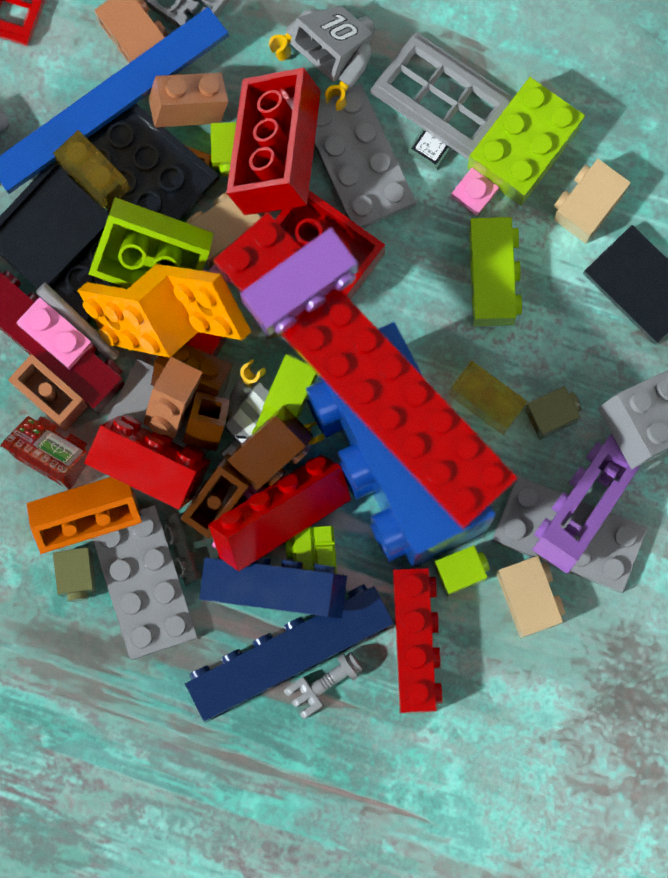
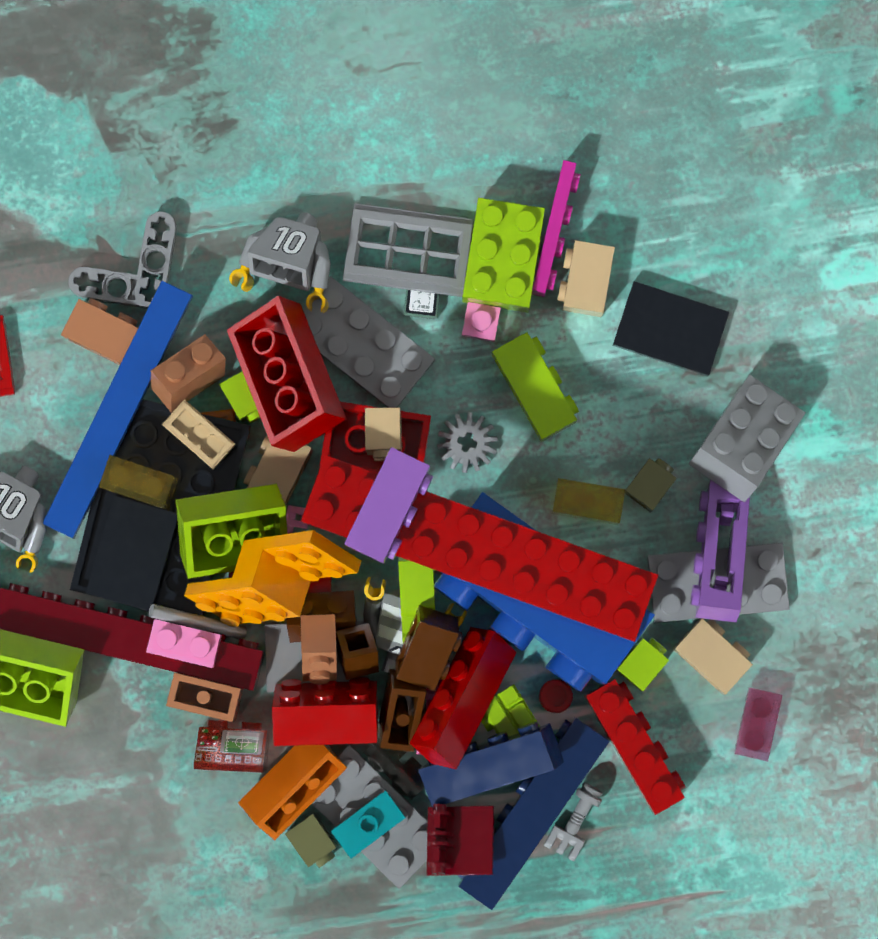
camera: 25 degrees left, 5 degrees up
(133, 583) = (368, 824): none -> teal plate
(168, 157) = (199, 434): none -> tan plate
(208, 642) = (460, 840): none -> dark red hinge
(339, 217) = (382, 431): none -> tan piece
(366, 560) = (555, 696): none -> red tile
(405, 305) = (454, 448): none -> light grey gear
(539, 682) = (758, 724): none -> clear pink plate
(595, 132) = (559, 215): none -> dark pink plate

